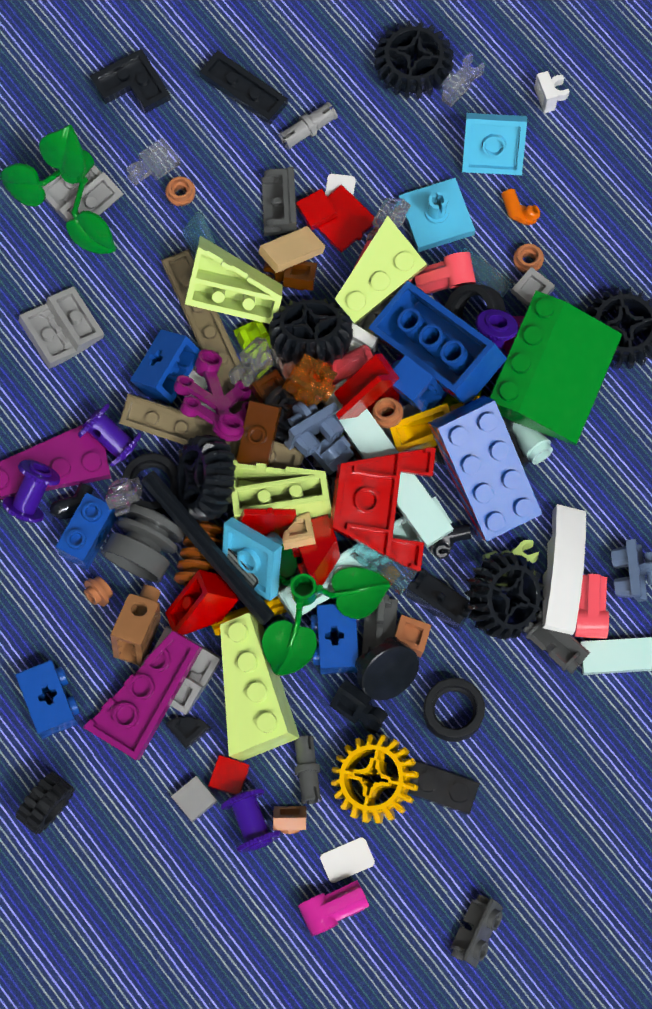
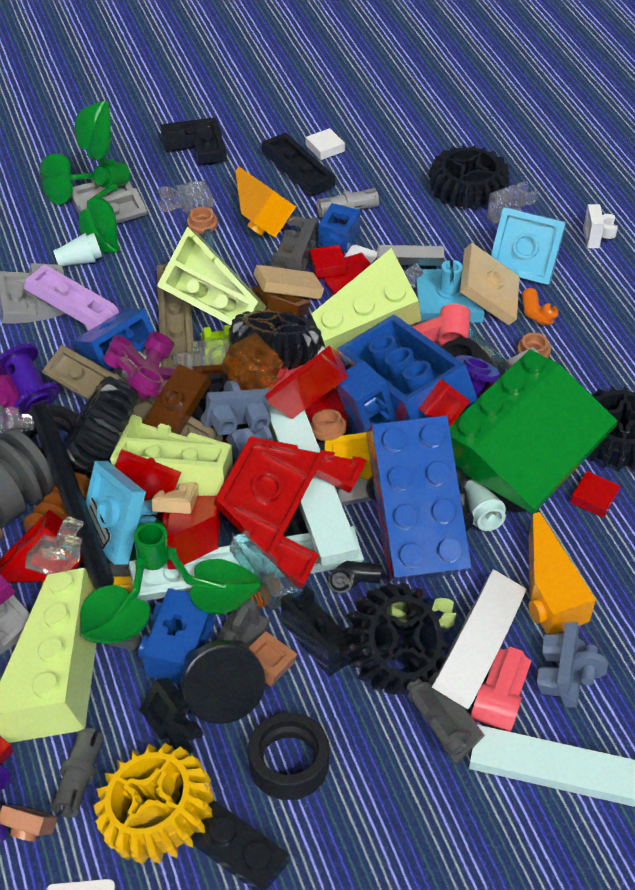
camera: 15 degrees right, 25 degrees down
(83, 265) = (79, 251): none -> light aqua cone
(105, 330) = (70, 297): none -> lavender plate
(225, 608) = (56, 553): none -> clear plate
(230, 156) = (261, 204): none -> light orange slope
(258, 48) = (325, 144): none -> white tile
(313, 158) = (333, 233): none -> blue brick
(392, 189) = (411, 254): none -> light grey slope
(472, 199) = (490, 284): none -> tan plate
(484, 379) = (444, 402): none -> red tile
(607, 504) = (554, 583): none -> light orange slope
(617, 400) = (595, 494): none -> red tile

